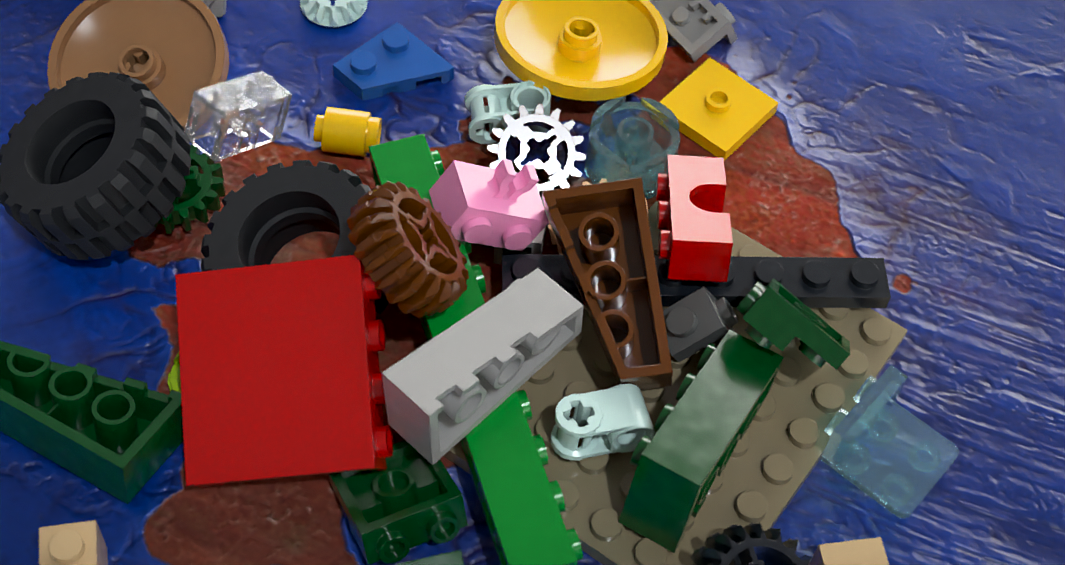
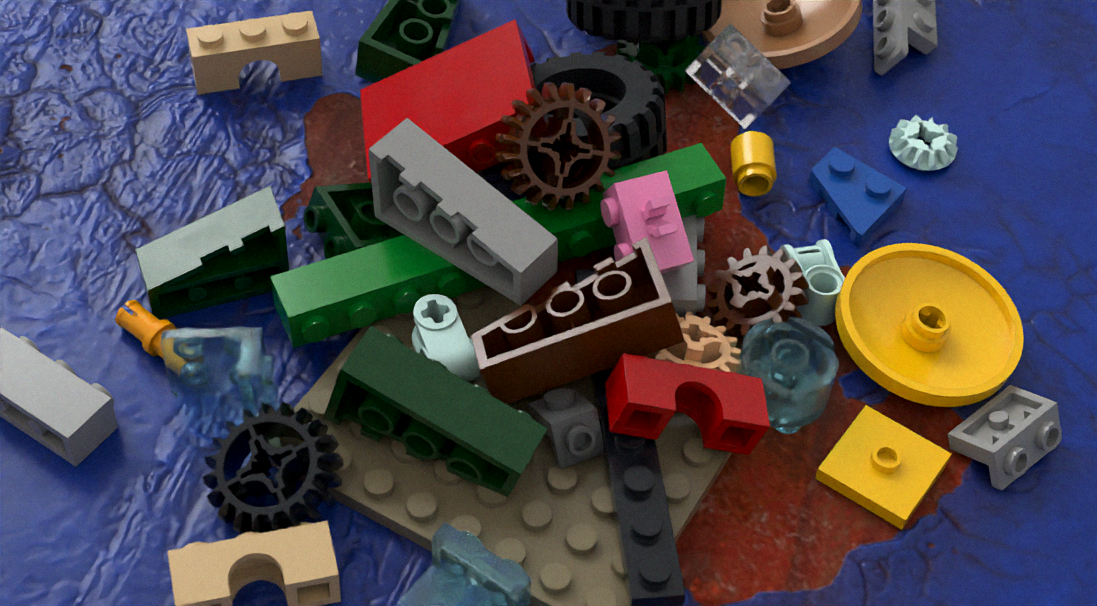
camera: 85 degrees right, 5 degrees down
(779, 316) = (560, 482): dark green plate -> none

